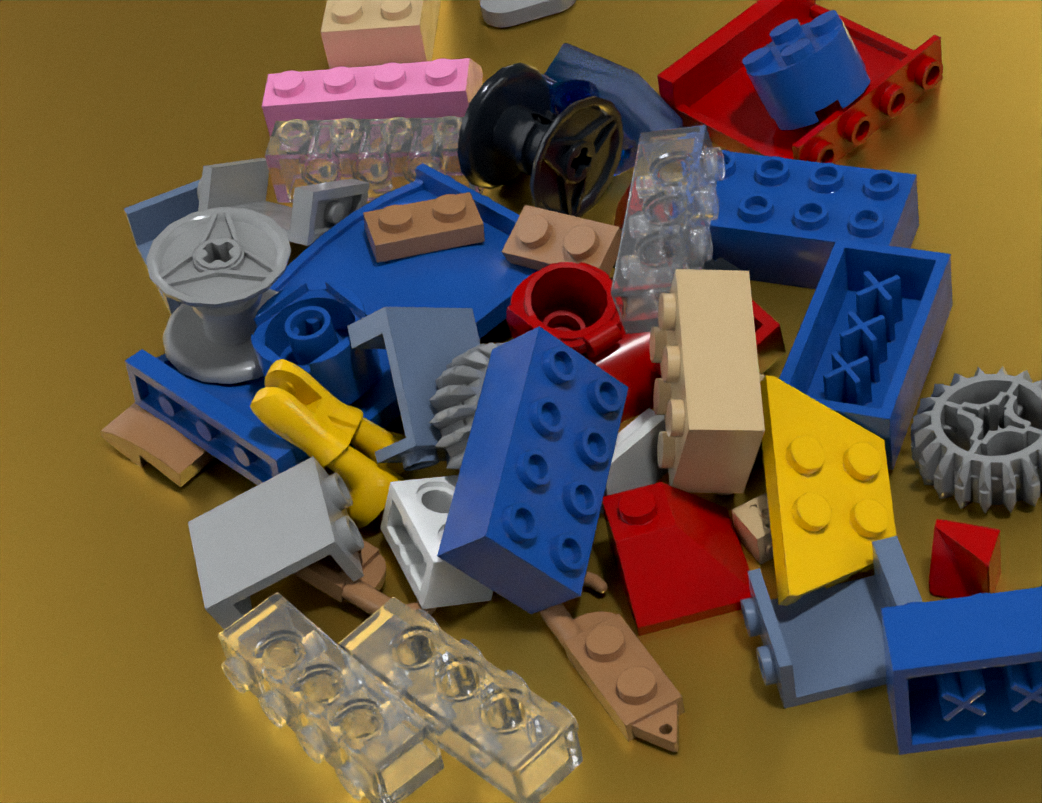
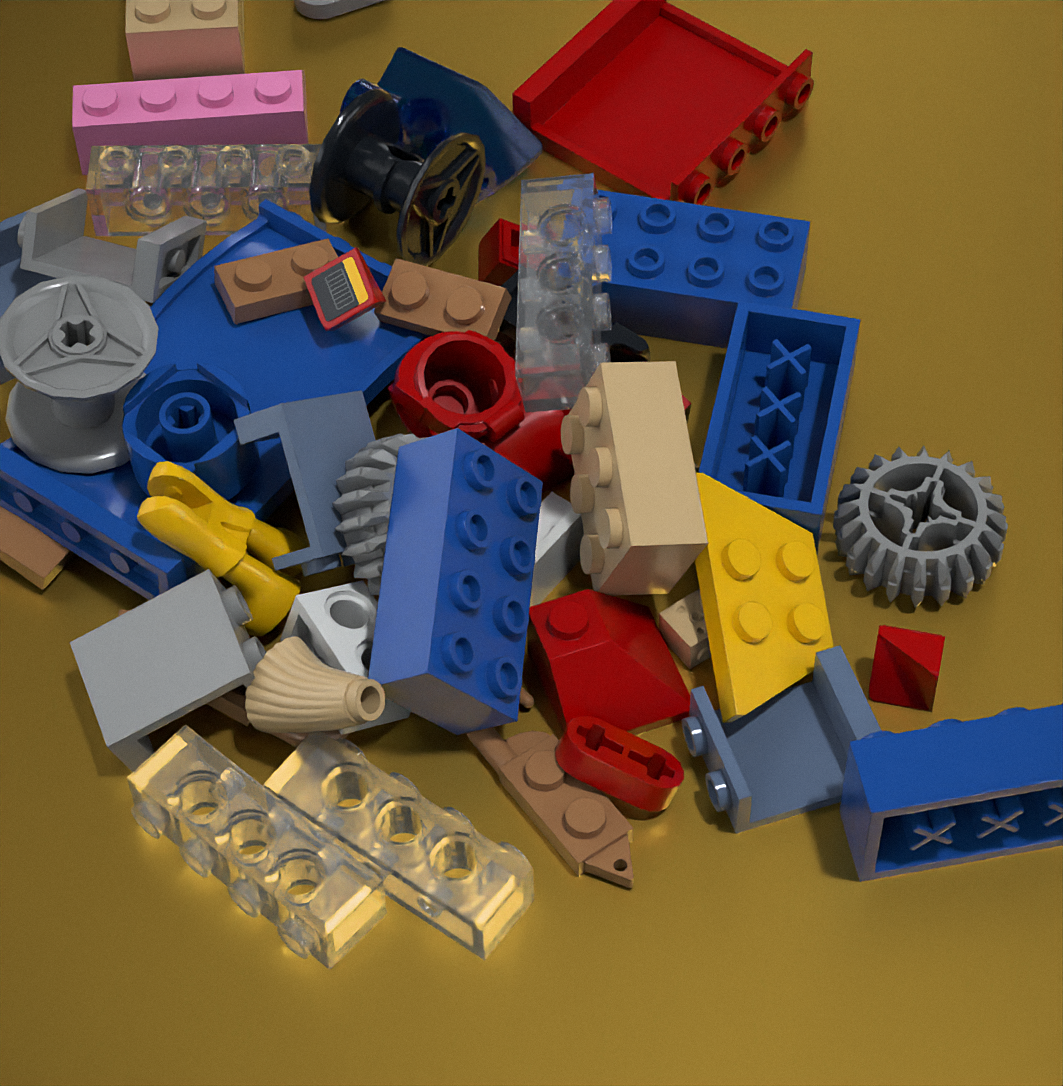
camera: 15 degrees left, 10 degrees up
(383, 564) = (304, 695): none -> tan piece
(474, 232) = (343, 290): none -> slope
(675, 638) = (619, 763): none -> red beam
(806, 70) = (678, 93): blue brick -> none

